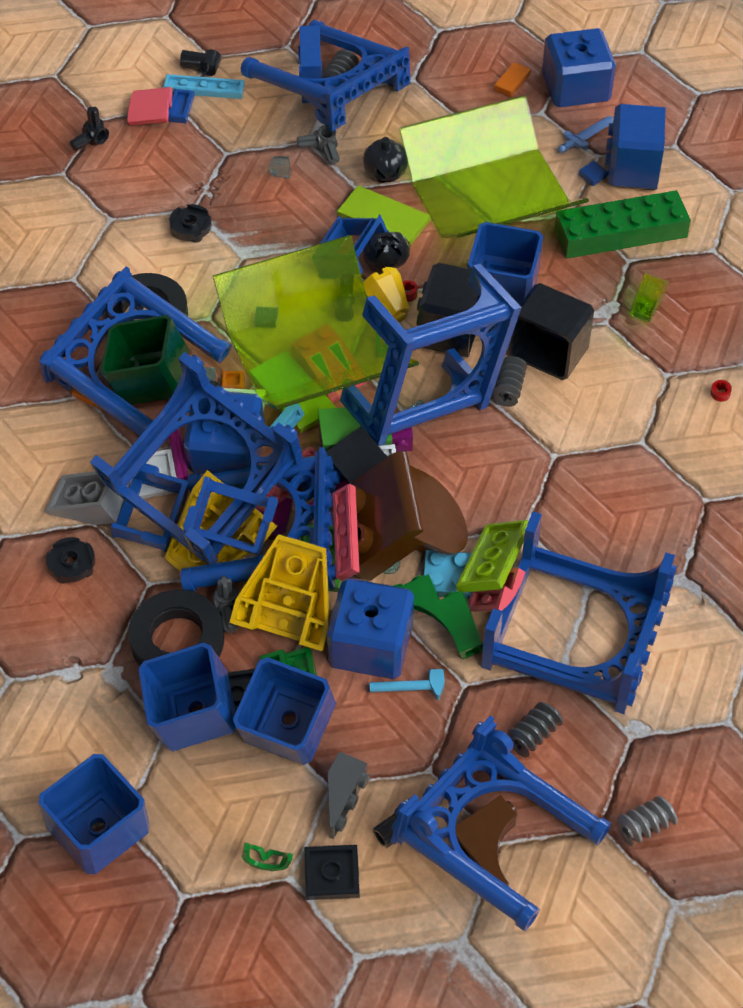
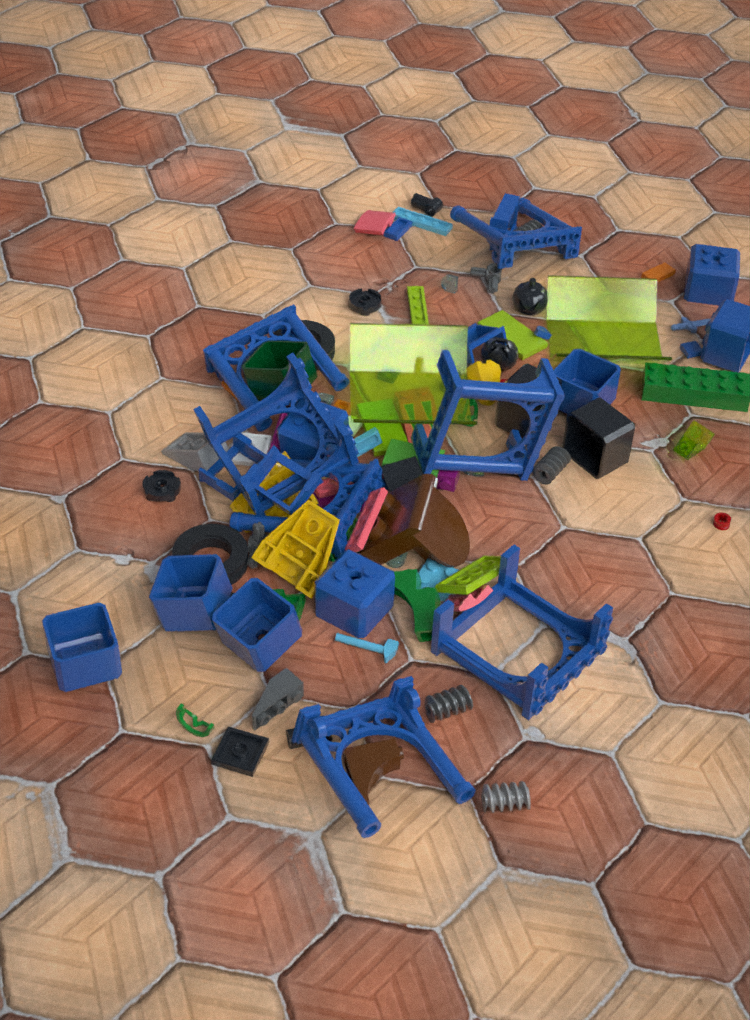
camera: 20 degrees right, 10 degrees down
(92, 131) = (325, 227): black axle -> none
(256, 213) = (417, 305): none -> lime tile
(418, 203) = (542, 332): none -> blue tile

